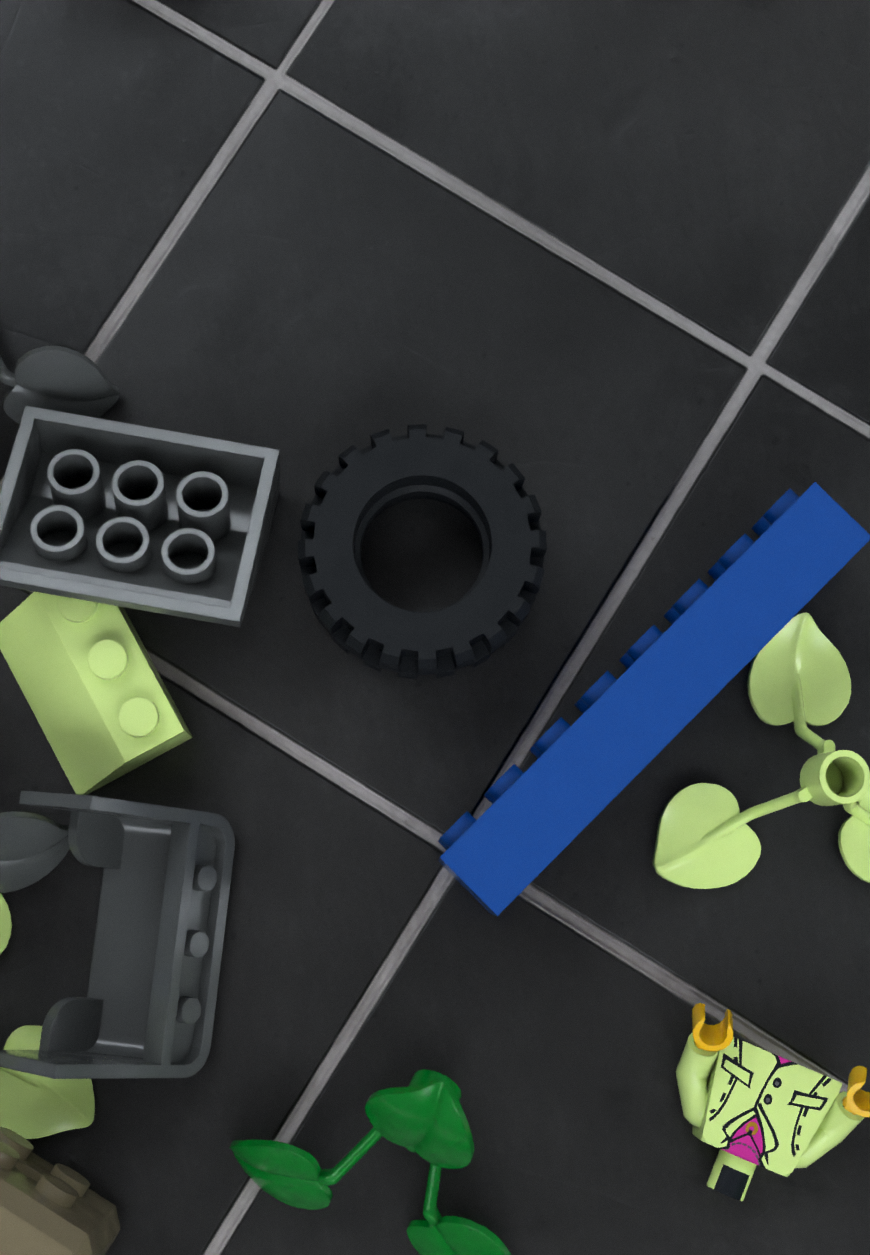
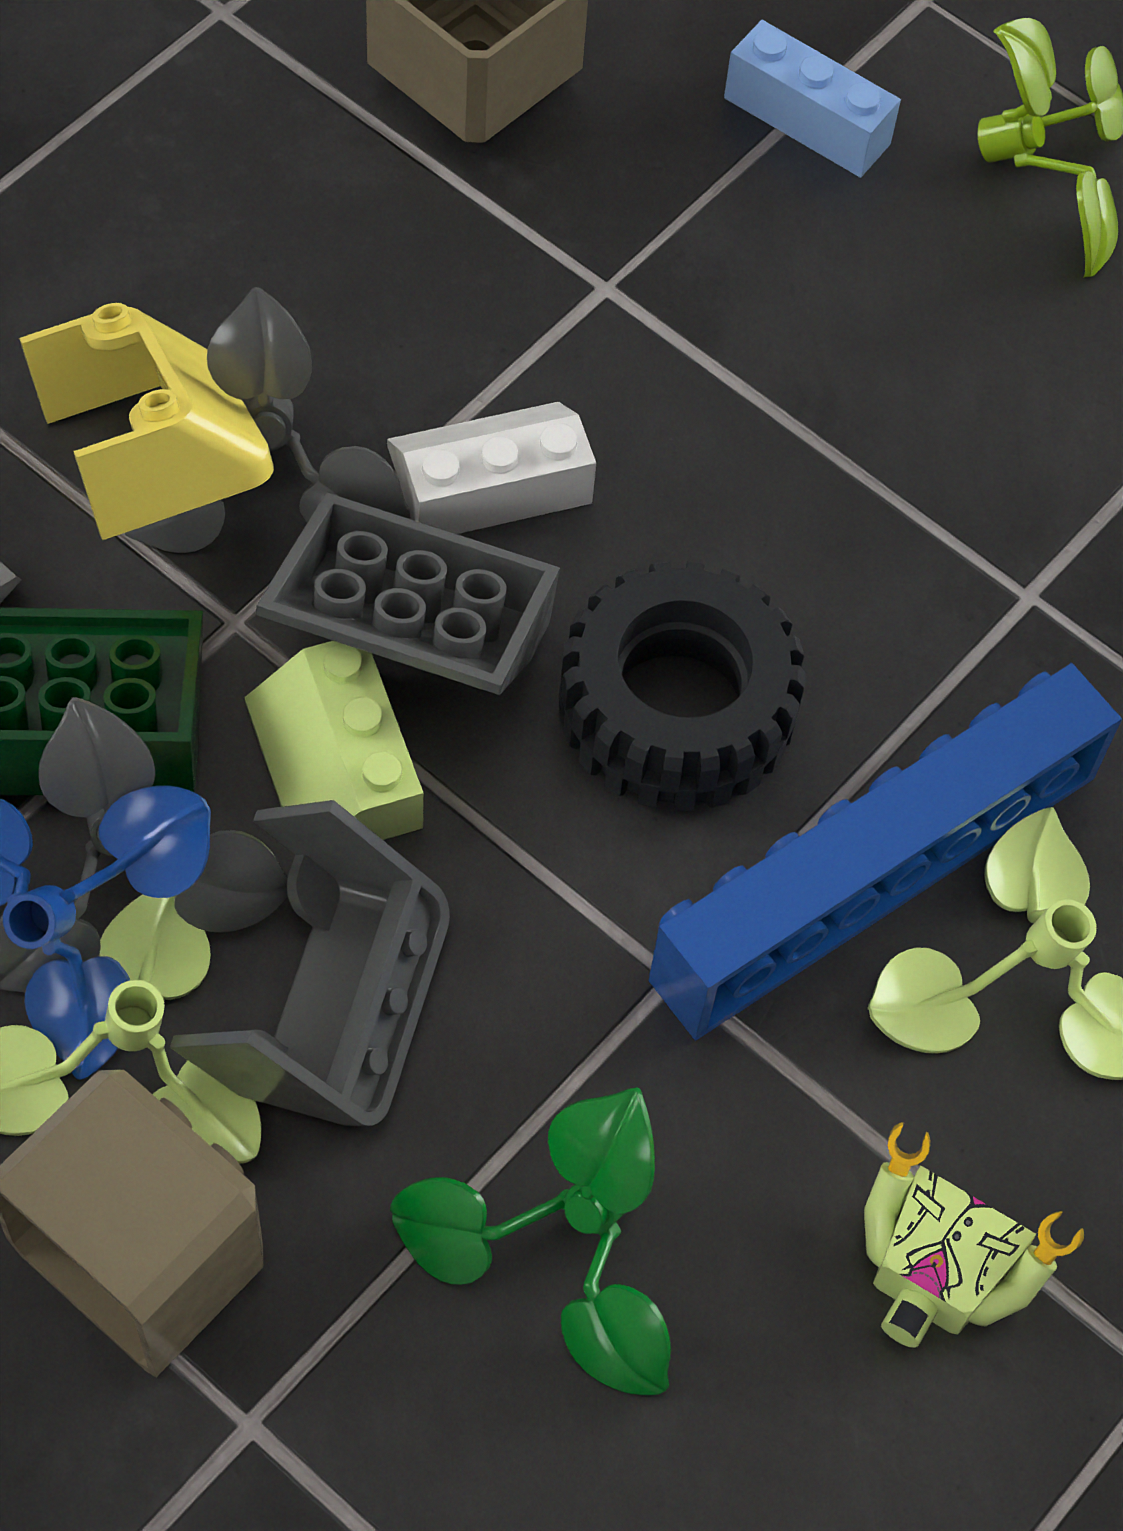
camera: 10 degrees right, 20 degrees down
(192, 322) = (495, 468): none -> white slope

